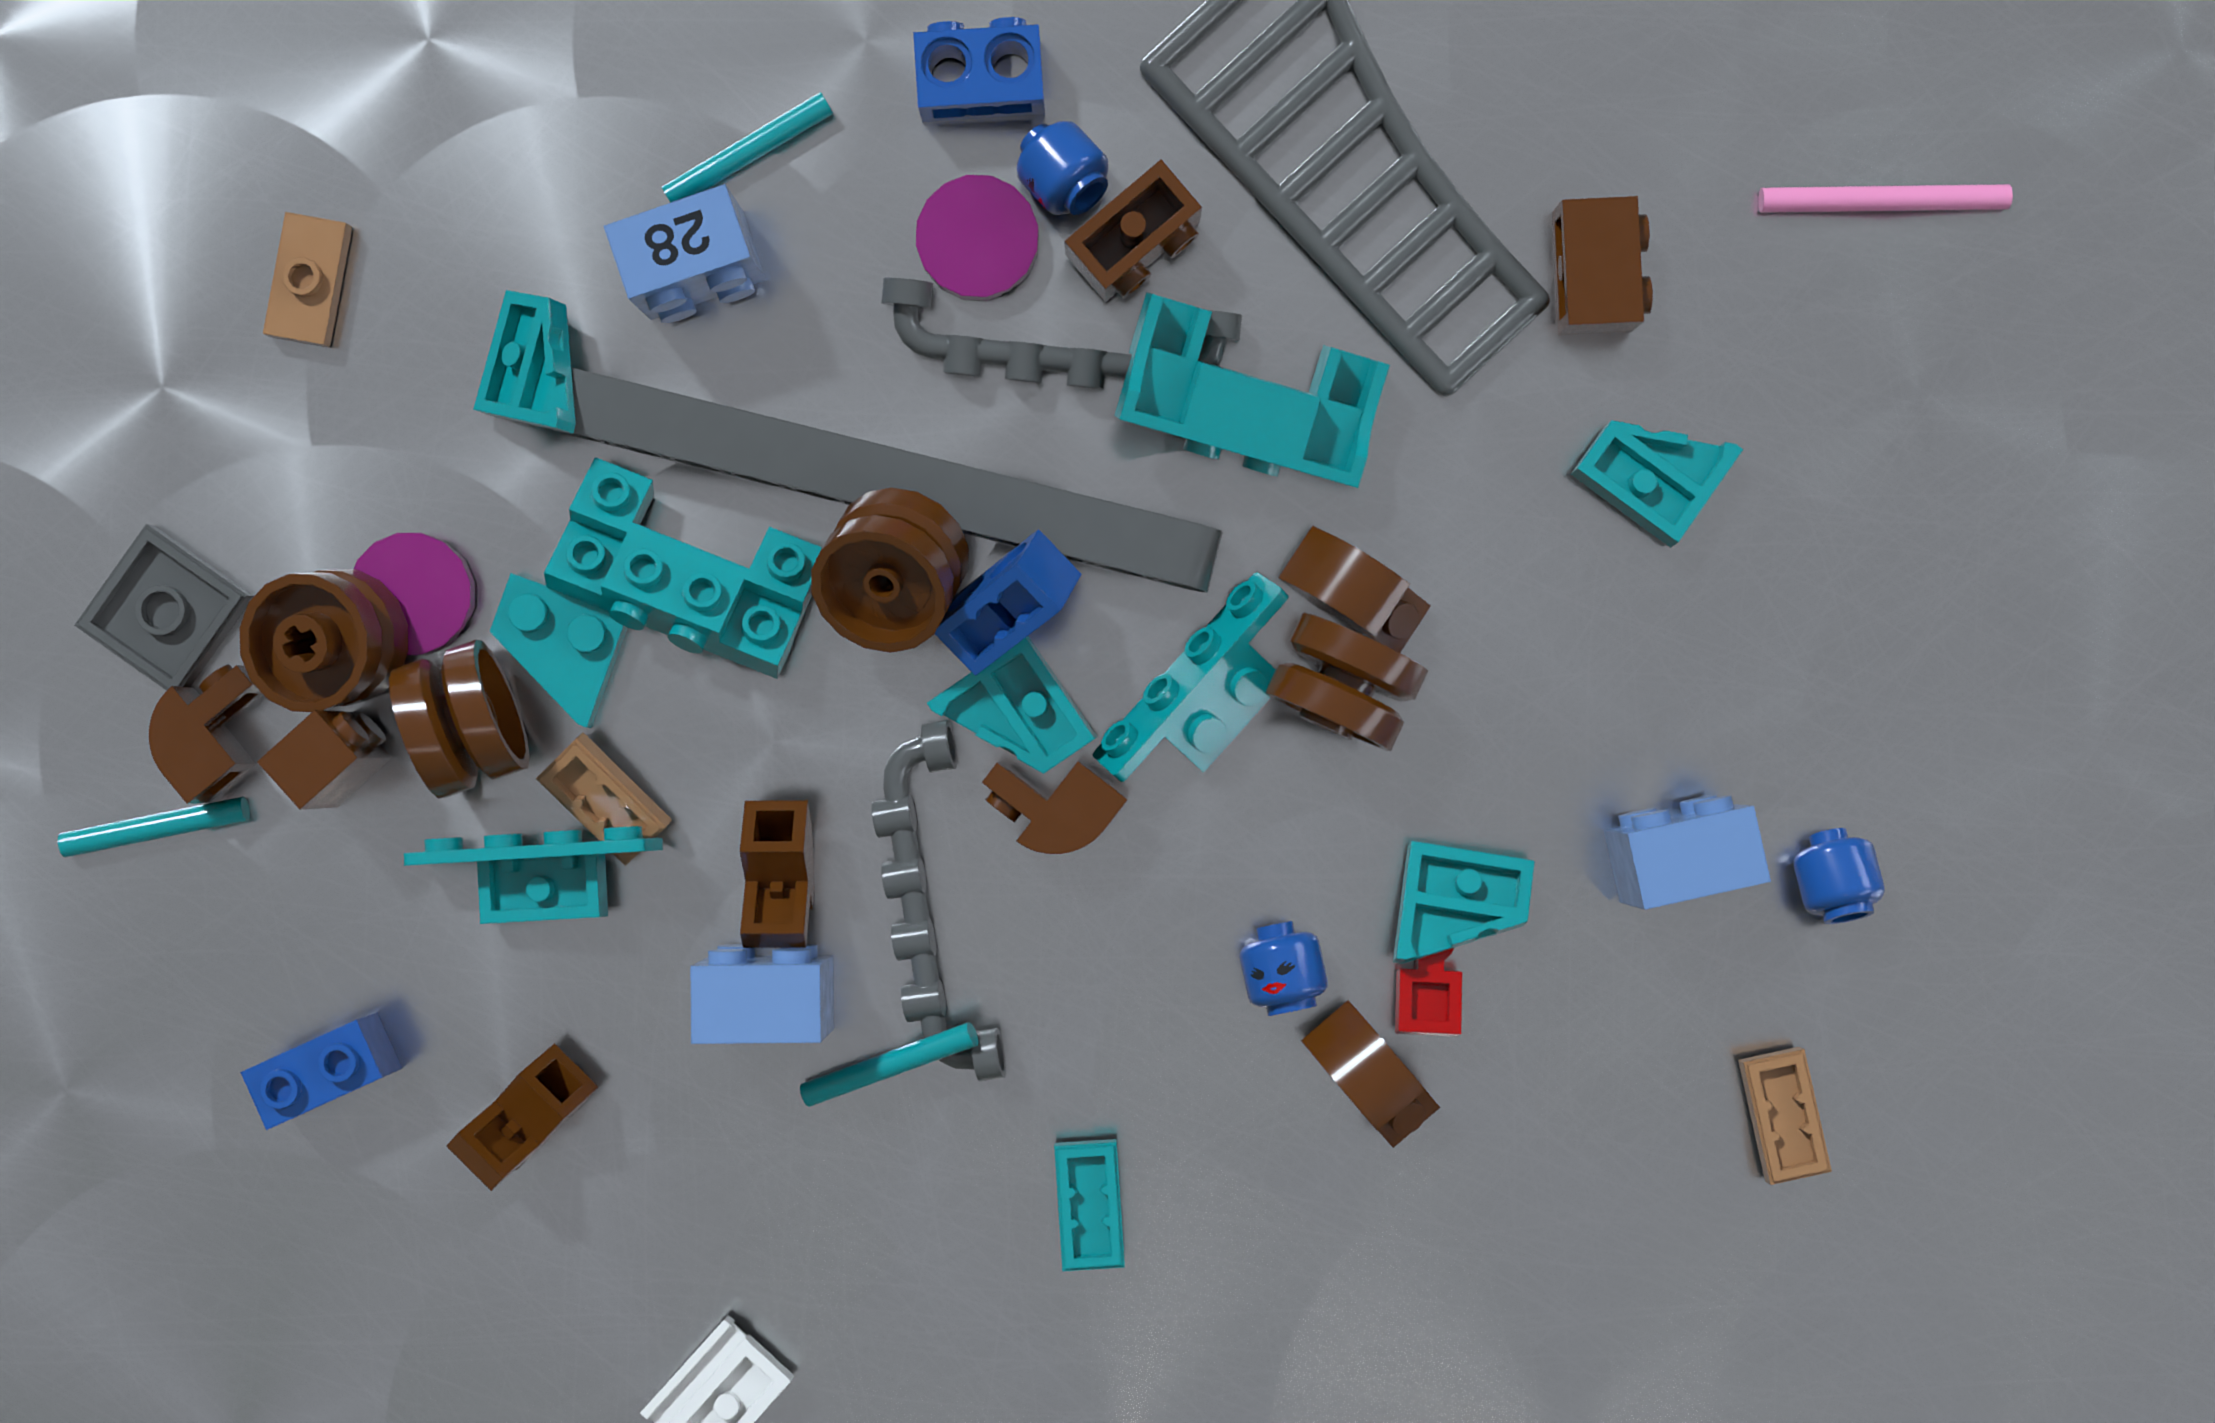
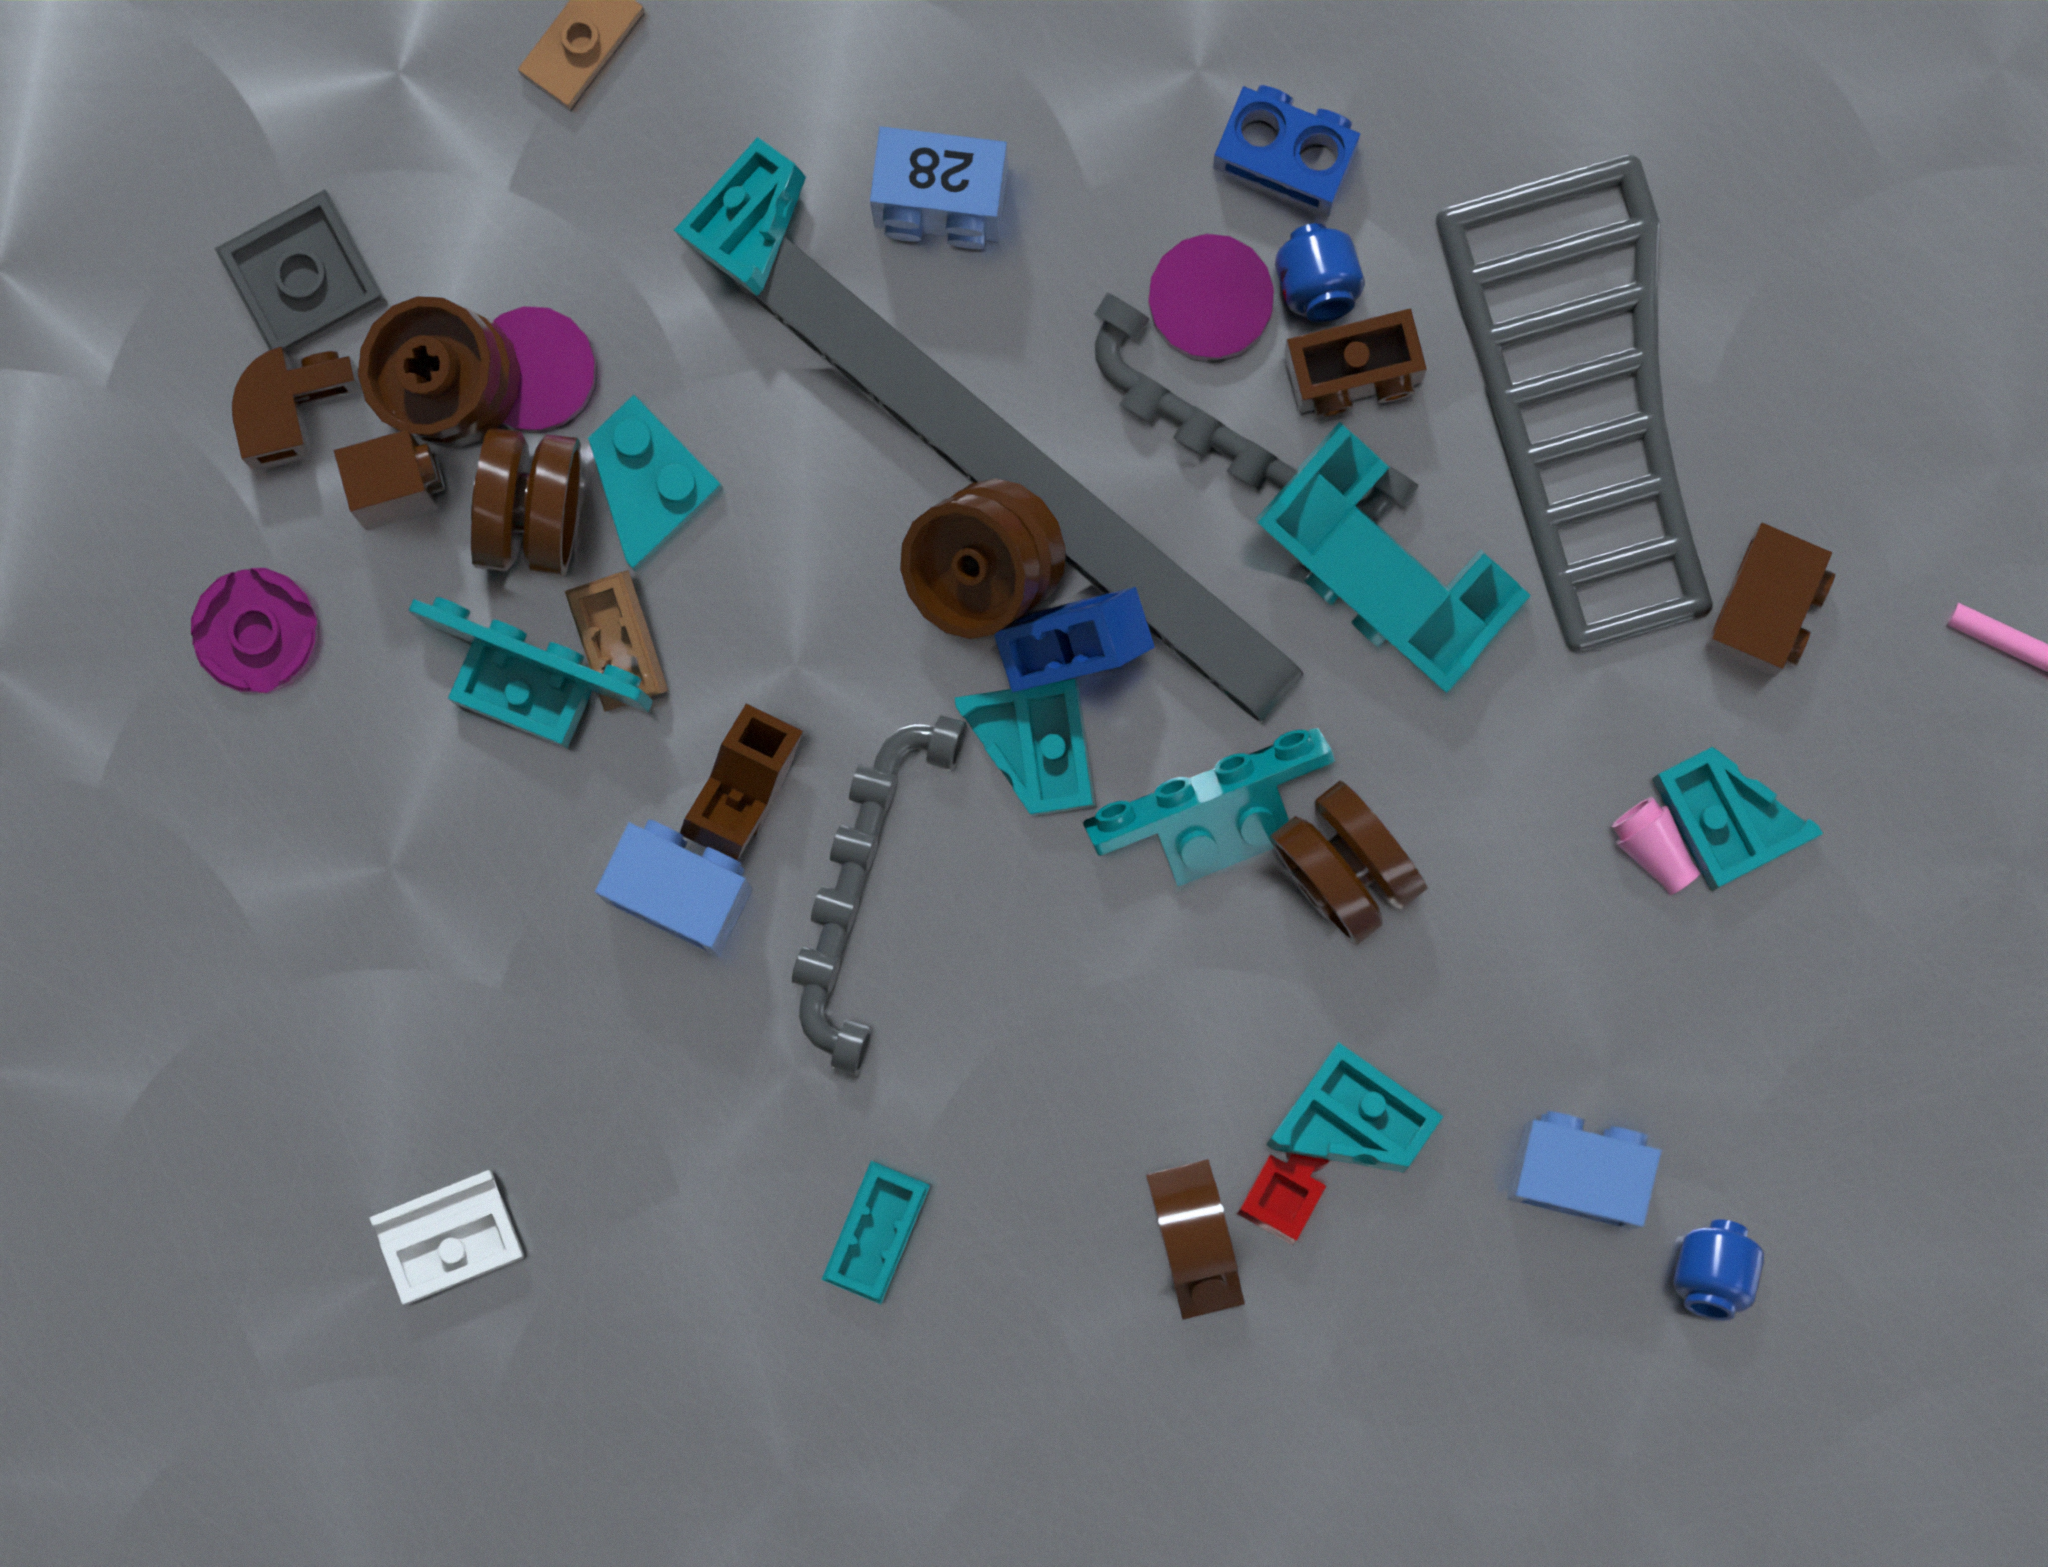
camera: 30 degrees right, 5 degrees down
(154, 826) = (192, 466): teal bar -> none
(282, 945) = (254, 631): none -> magenta tile
(321, 1070) = (237, 760): blue brick -> none
(522, 1117) = (402, 892): reddish brown brick -> none
(675, 586) = (779, 479): teal bracket -> none
(749, 148) = (1040, 116): teal bar -> none
(889, 1064) = (756, 1010): teal bar -> none
(1065, 821) = (1031, 866): reddish brown brick -> none
(1283, 969) = (1162, 1101): blue head -> none
(1355, 589) = (1400, 785): reddish brown brick -> none
(1602, 530) = (1656, 845): none -> bright pink cone
(1785, 1115) = (1562, 1469): medium nougat plate -> none

